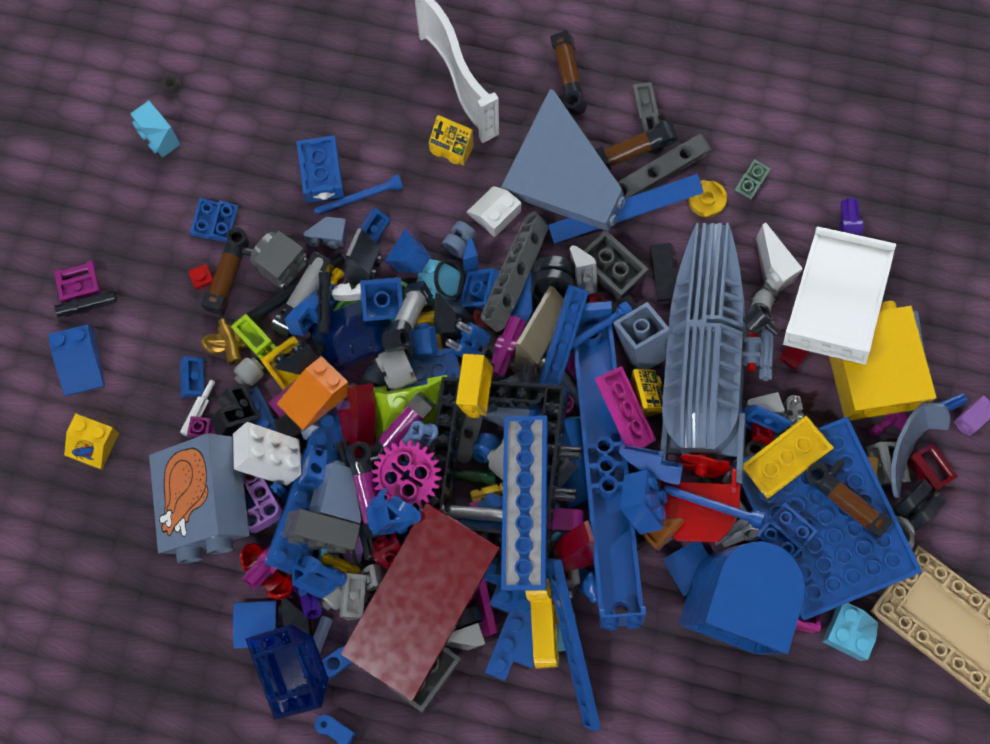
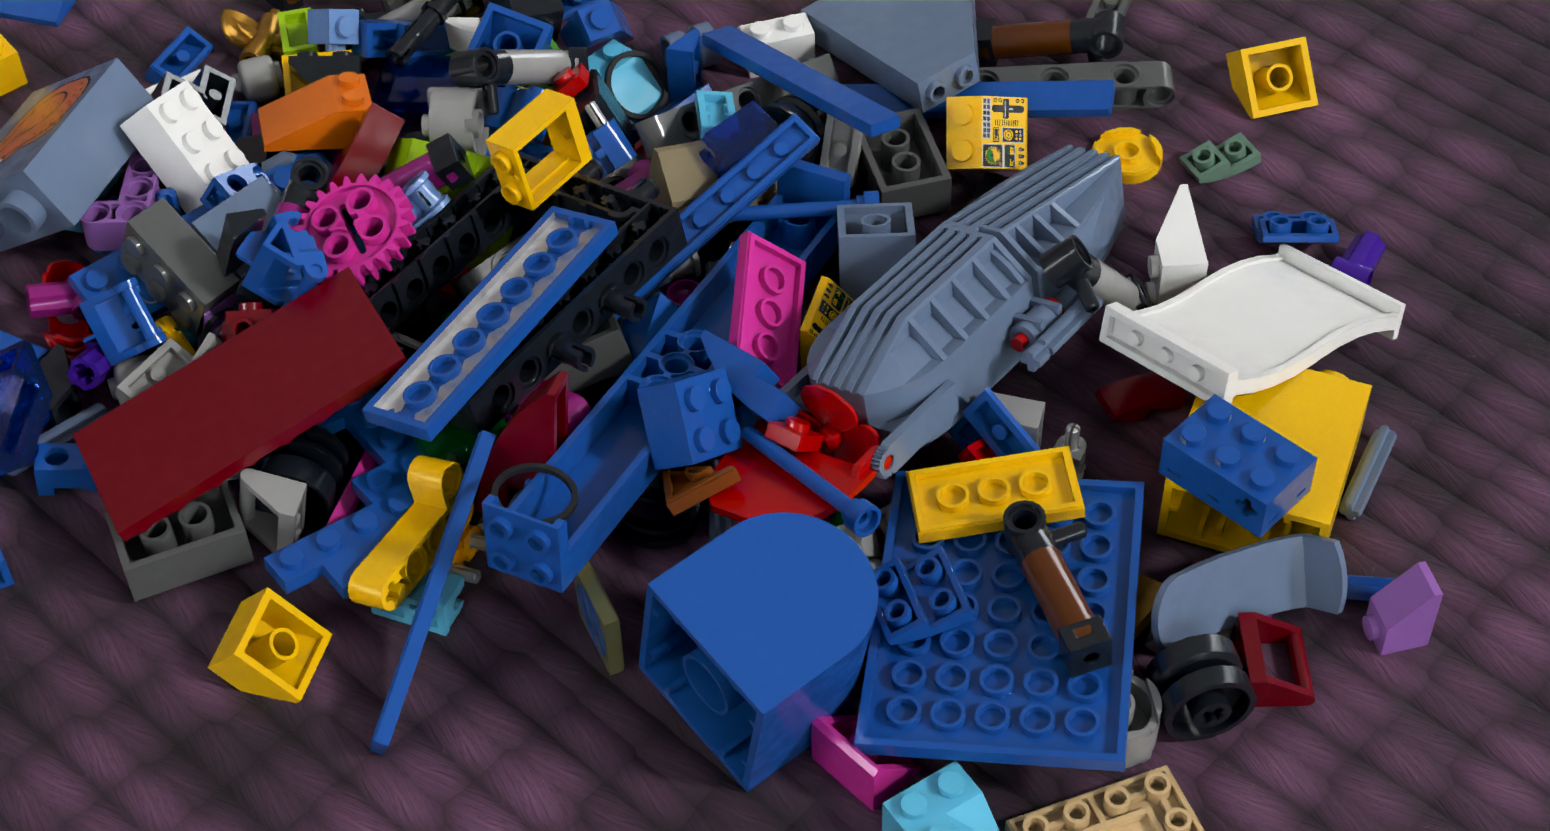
camera: 30 degrees right, 25 degrees down
(277, 328) = (333, 28): none -> medium blue brick
(357, 514) = (235, 230): none -> black slope
(433, 310) = (571, 81): none -> red plate
(507, 705) = (270, 648): none -> yellow slope
(524, 298) = (712, 109): none -> medium azure tile
(546, 249) = (802, 81): none -> blue tile
(550, 311) = (736, 137): none -> clear blue hinge
(616, 571) = (544, 468): none -> black piece
(646, 229) = (986, 133): none -> yellow slope
(654, 615) = (599, 619): none -> olive tile
(691, 482) = (794, 434): none -> red plate
(749, 114) = (1273, 77): none -> yellow slope
(814, 212) = (1294, 228): none -> blue slope
(888, 391) = (1237, 465): none -> blue piece

